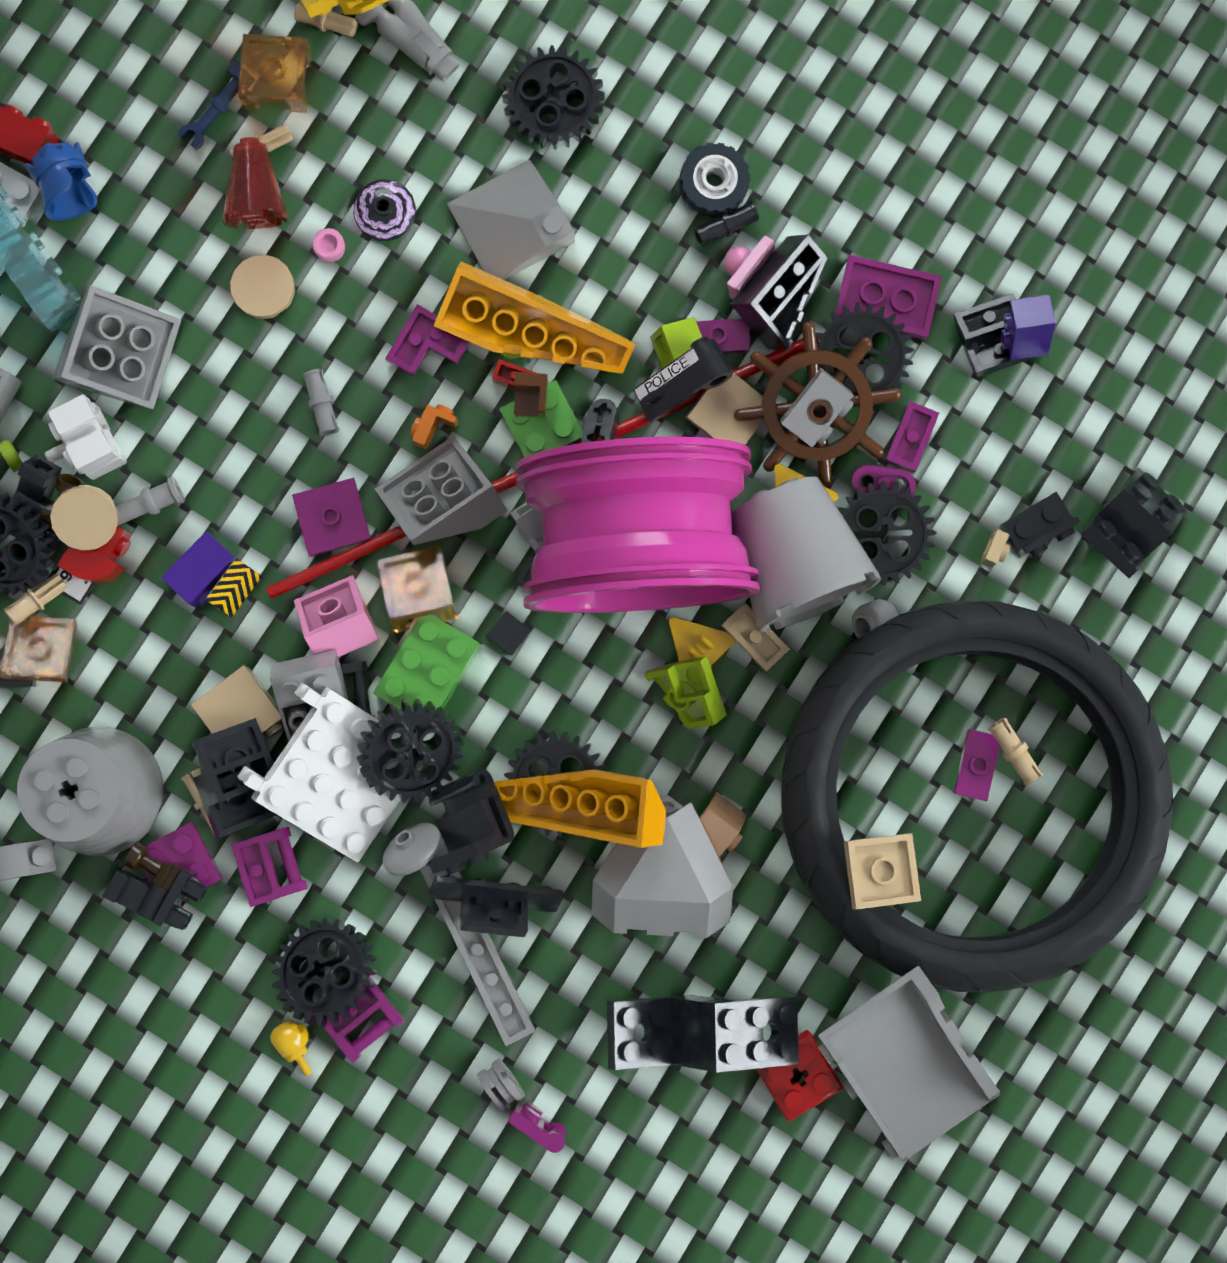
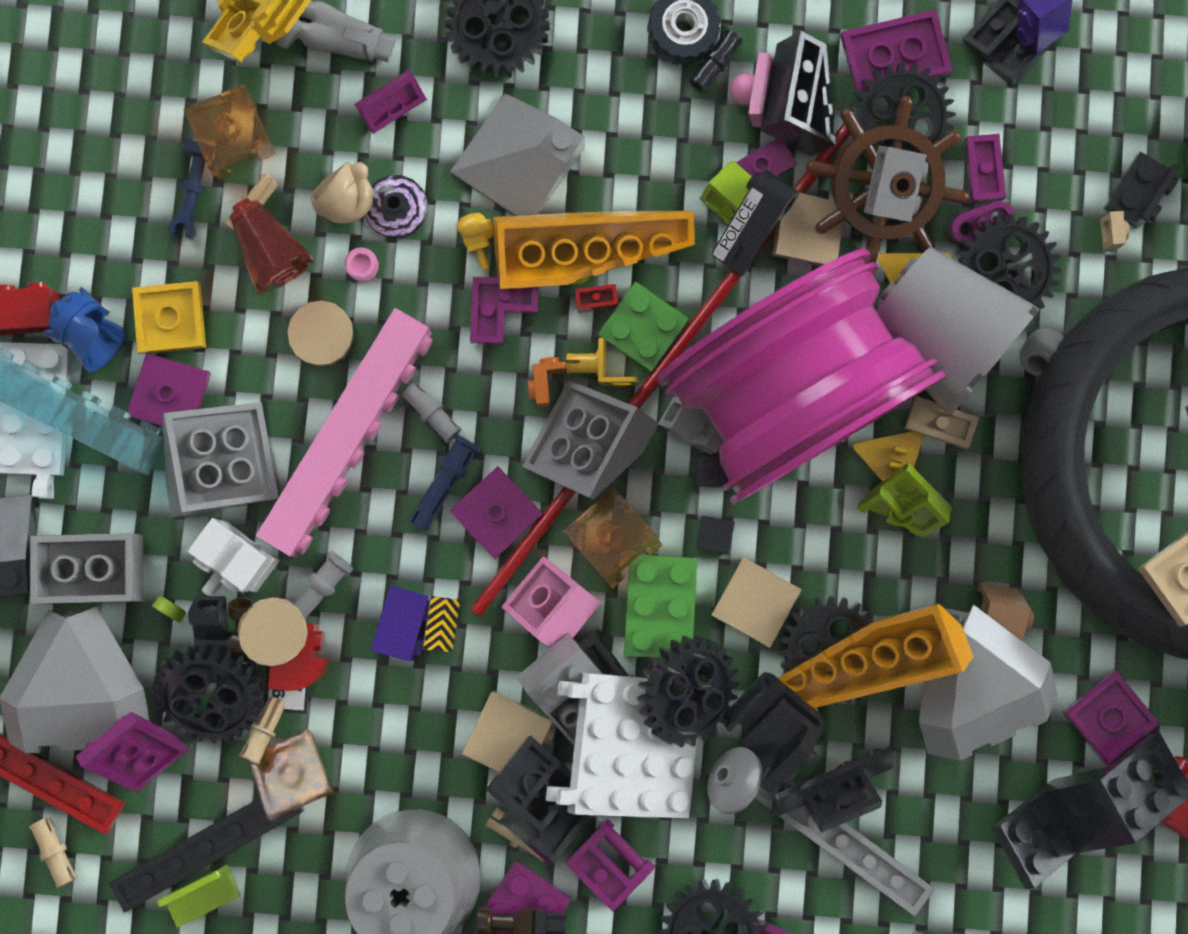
camera: 25 degrees left, 0 degrees up
(107, 266) = (166, 388): none -> magenta plate
(140, 206) = (169, 317): none -> yellow plate
(236, 383) = (345, 433): none -> bright pink brick
(312, 460) = (451, 469): none -> dark blue pin
(330, 21) = (258, 58): tan axle -> none
(343, 177) = (344, 194): none -> tan piece
(426, 117) = (390, 101): none -> magenta plate
(439, 268) = (475, 233): none -> yellow piece
(485, 434) = (597, 364): none -> yellow bracket
(513, 709) = (756, 602): none -> tan tile
(530, 394) = (623, 306): reddish brown panel -> none
(593, 426) = (694, 306): black beam -> none
(767, 965) = (1111, 717): none -> magenta plate

